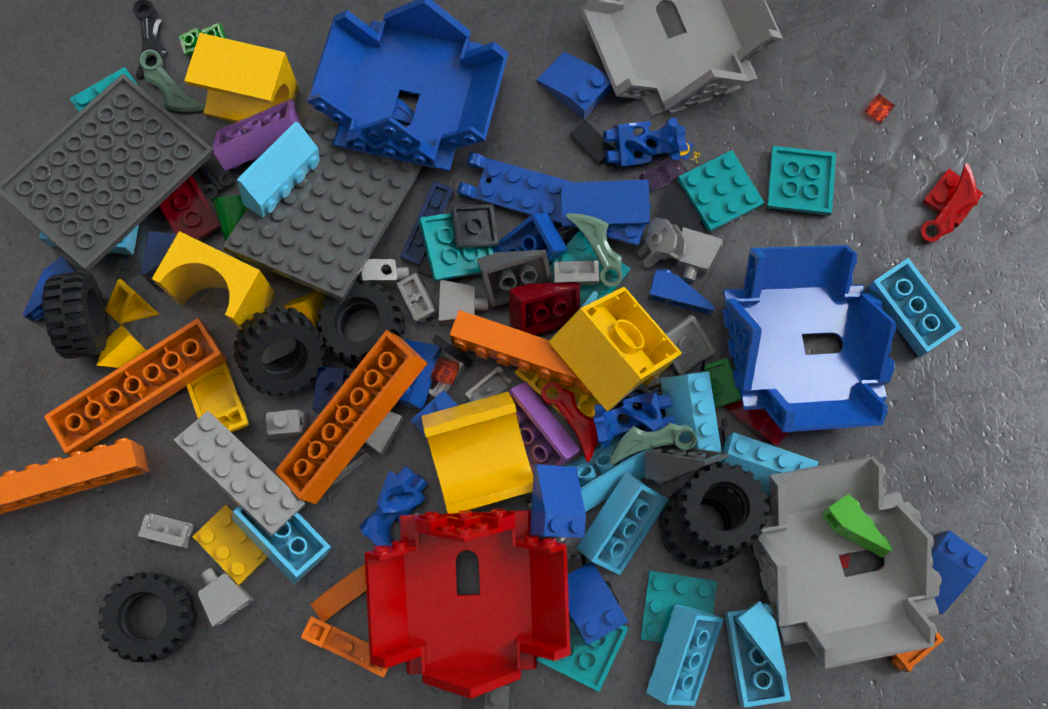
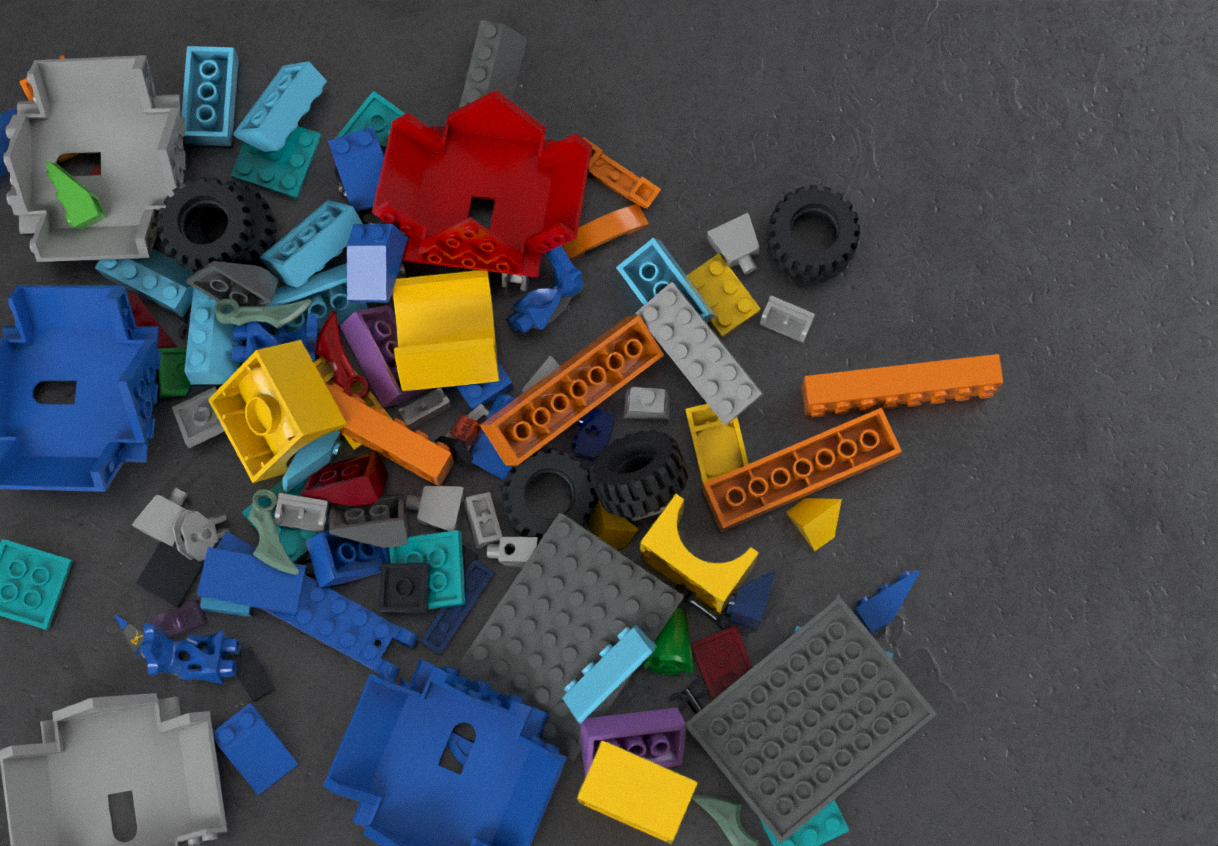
camera: 165 degrees left, 0 degrees up
(75, 314) = (856, 551): black tyre -> none
(127, 305) = (804, 570): yellow slope -> none
(674, 291) = (202, 482): blue slope -> none
(720, 191) = (119, 588): teal plate -> none
(763, 633) = (196, 108): medium azure slope -> none

